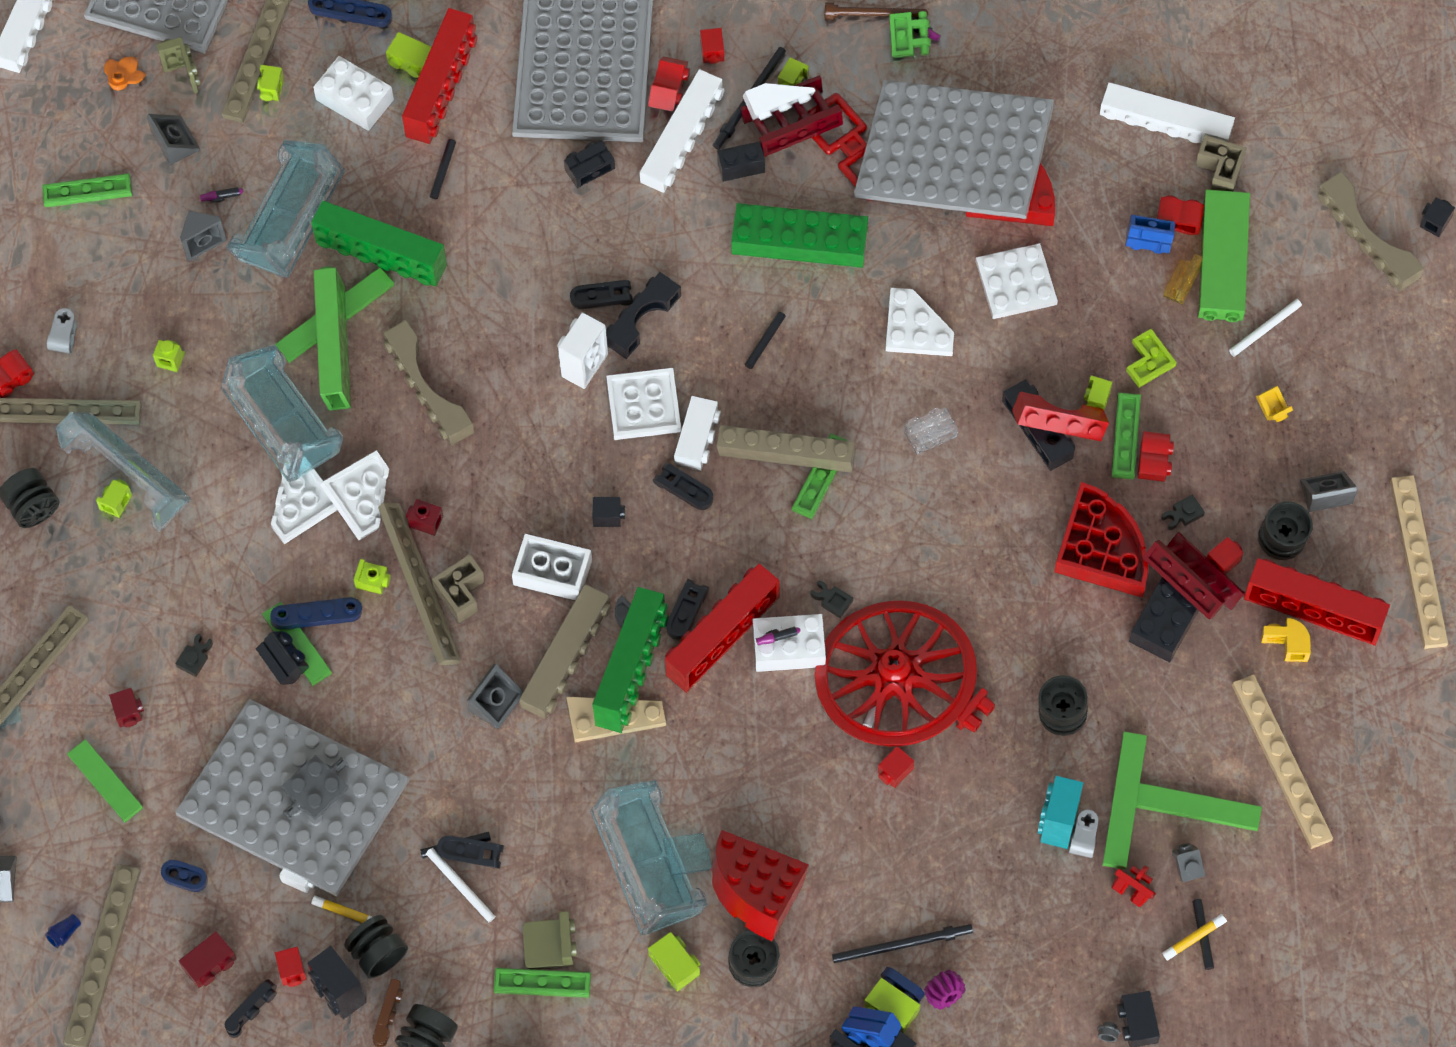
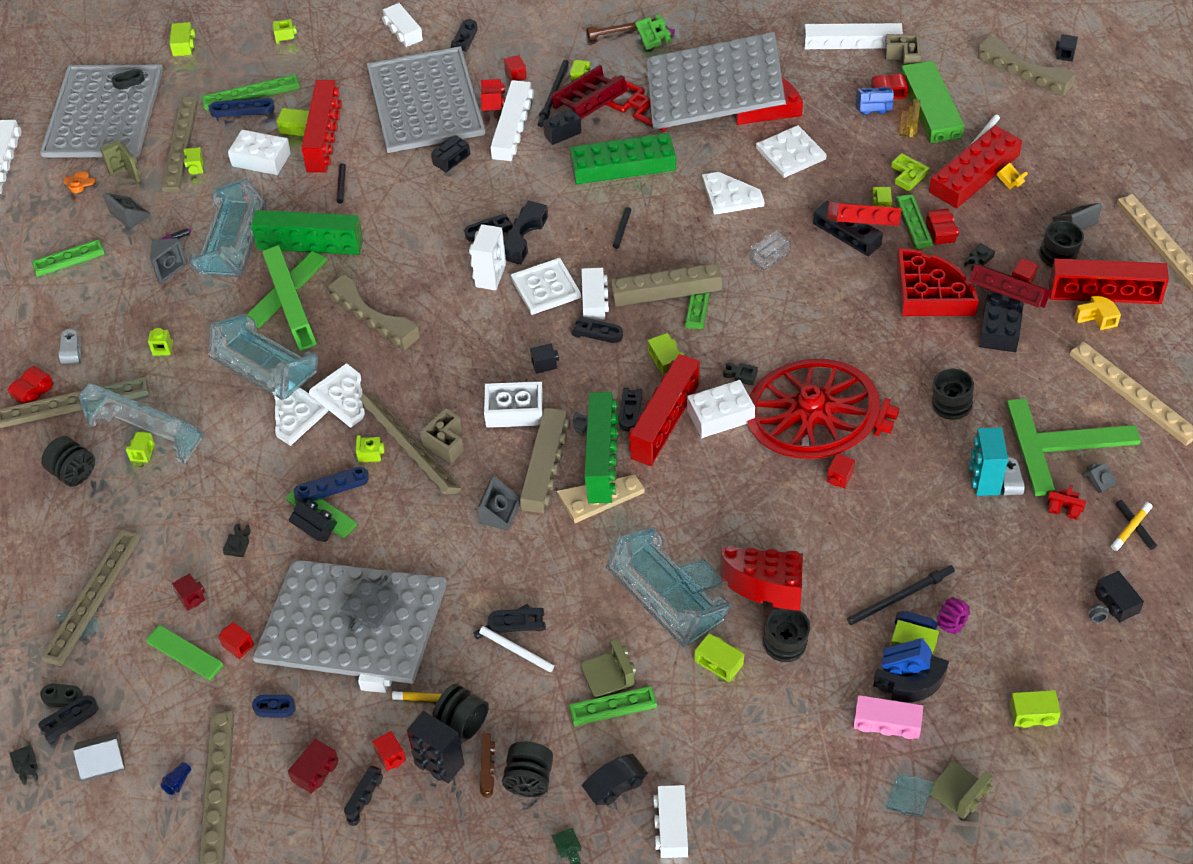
camera: 15 degrees left, 15 degrees down
(162, 783) = (235, 640): none -> red brick
(424, 517) = (399, 398): dark red brick -> none
(752, 545) = (662, 351): none -> lime brick
(771, 97) = (573, 80): white slope -> none
(776, 635) = (709, 400): piece -> none
(1235, 376) = (975, 166): none -> red brick

